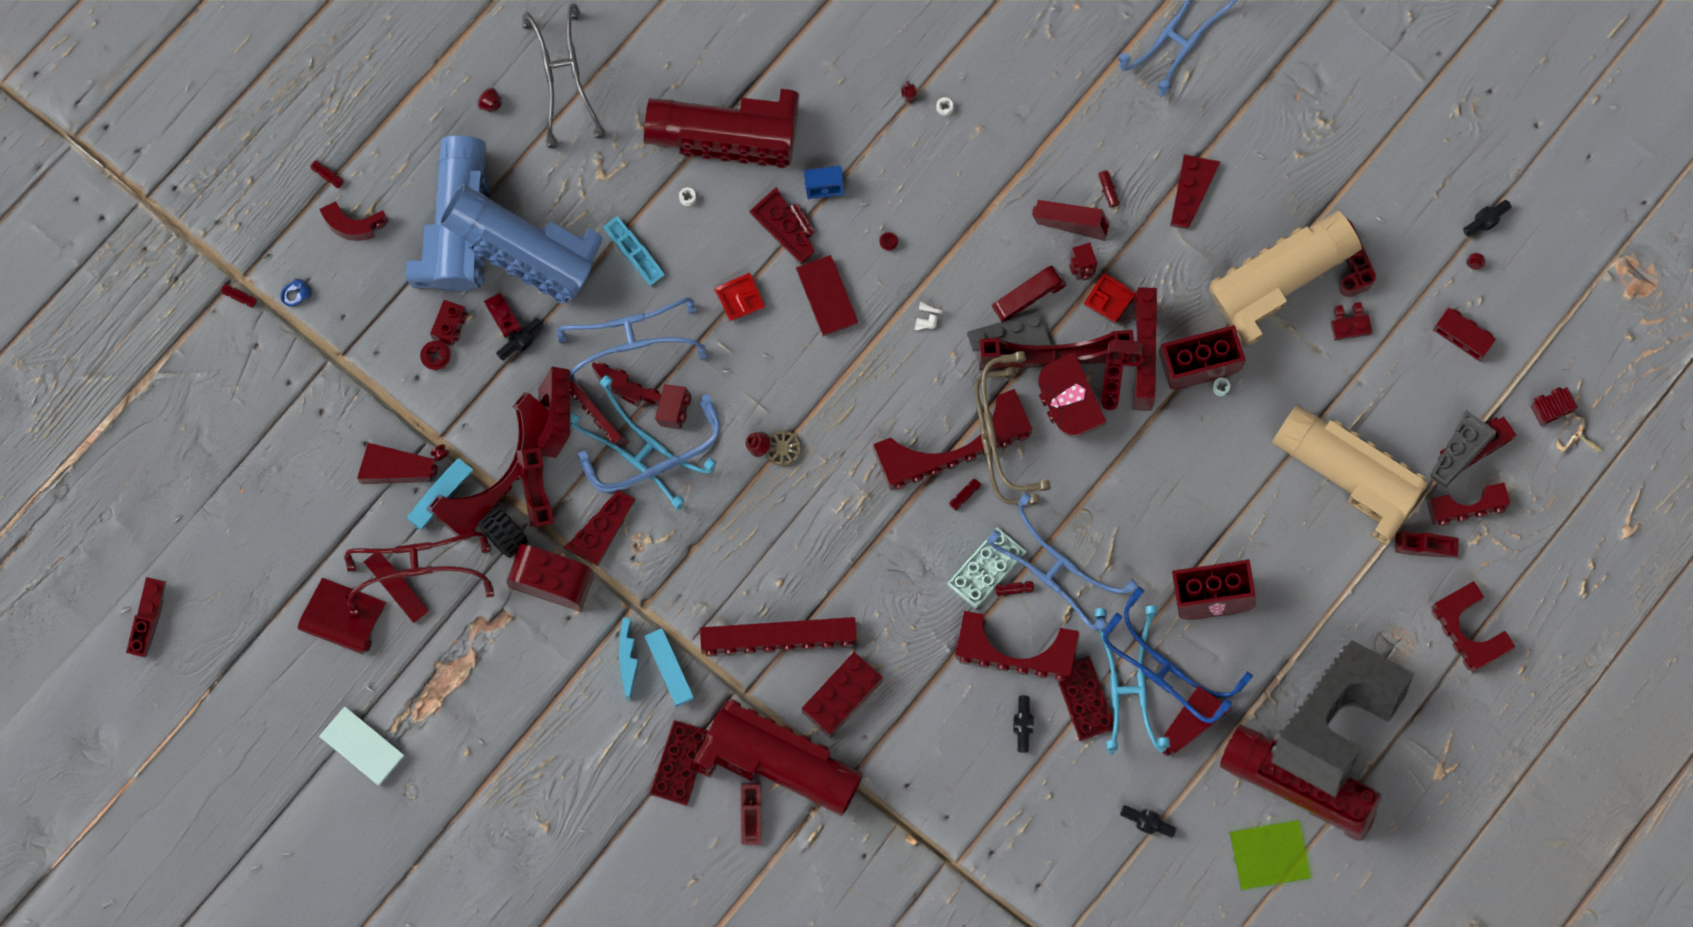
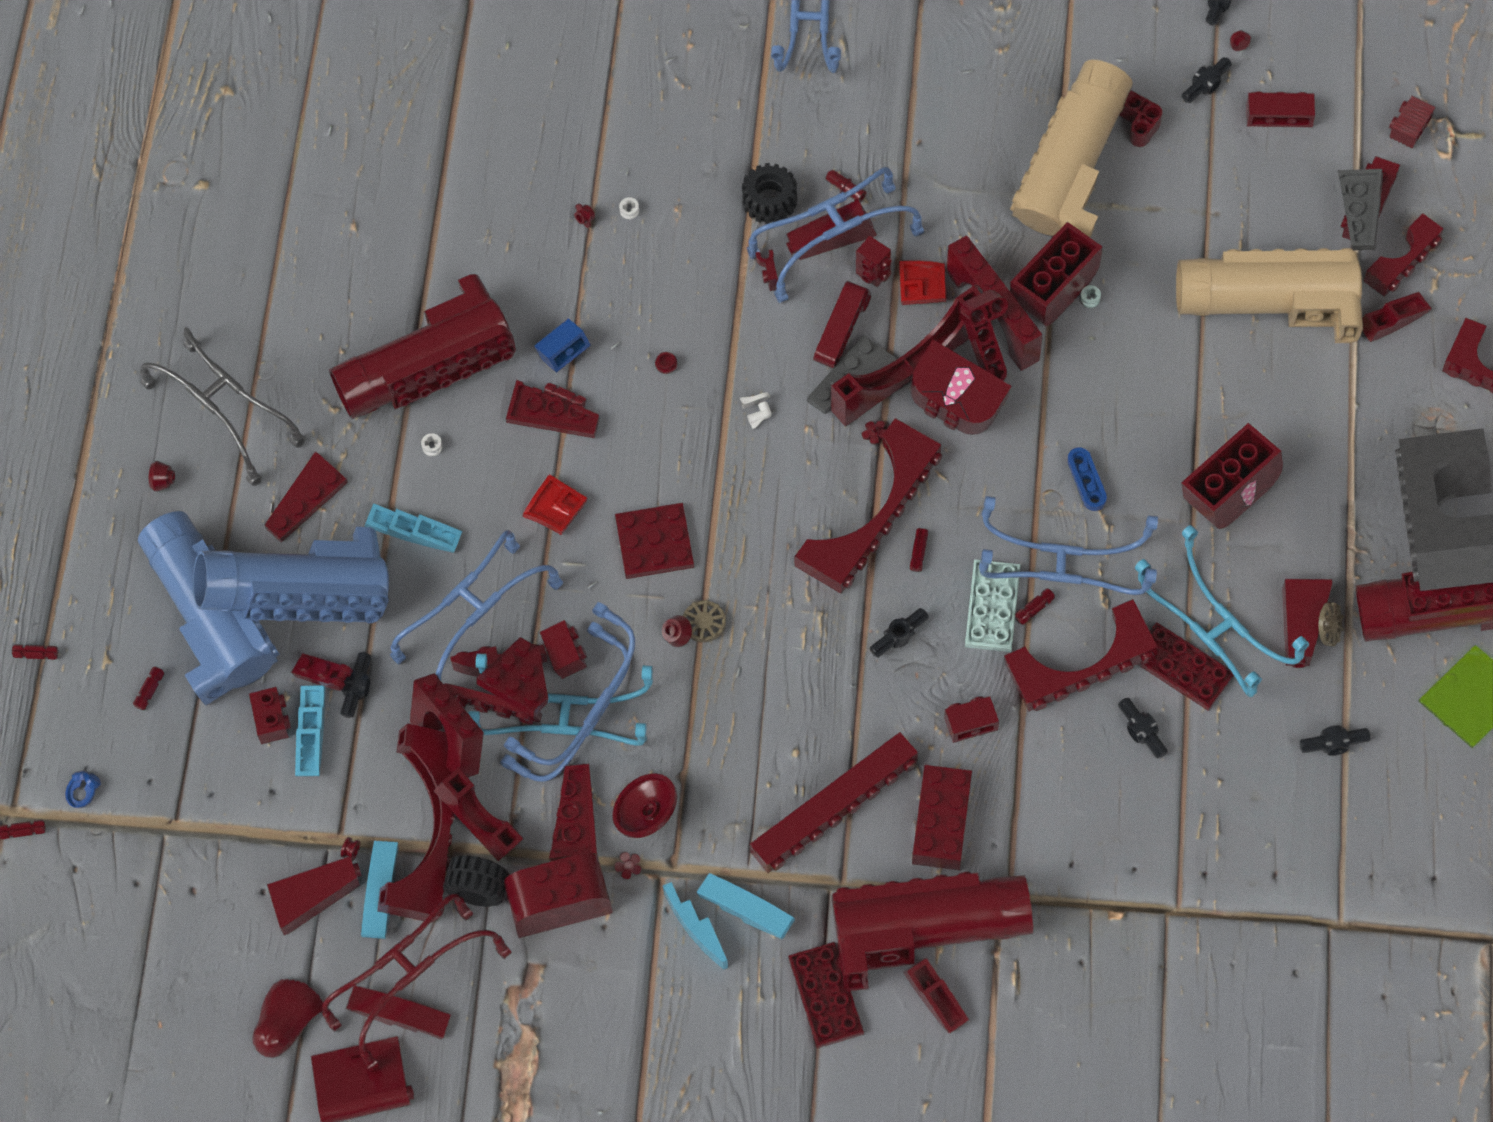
camera: 30 degrees left, 10 degrees down
(322, 539) = (284, 1016): none -> dark red hair
(352, 229) = (97, 688): dark red arch -> none
(383, 250) = (148, 688): none -> dark red axle
(433, 347) = (268, 751): dark red gear -> none
(468, 352) = (310, 731): none -> medium azure slope
(579, 178) = (307, 494): none -> dark red wing
(612, 586) = (628, 865): none -> dark red plant
(624, 409) = (518, 677): none -> dark red plate
(649, 553) = (644, 805): none -> dark red dish
(789, 367) = (654, 540): none -> dark red plate
(826, 295) = (642, 450): dark red tile -> none
(896, 546) = (892, 640): none -> black axle
(912, 639) = (971, 719): none -> dark red brick
(988, 433) = (907, 465): dark tan bar -> none
(996, 388) = (874, 431): none -> dark red plant
(1006, 222) = (769, 274): none -> dark red plate
(1049, 146) = (764, 179): none -> black tyre
(1073, 223) = (841, 226): none -> medium blue bar
(1121, 513) = (1088, 471): none -> blue plate
(1167, 665) = (1166, 555): blue bar -> none
(1192, 186) = (923, 134): dark red wing -> none
(1205, 737) = (1330, 624): none -> dark tan wheel
(1350, 327) = (1170, 169): dark red plate -> none
(1428, 276) = (1206, 80): none -> black axle

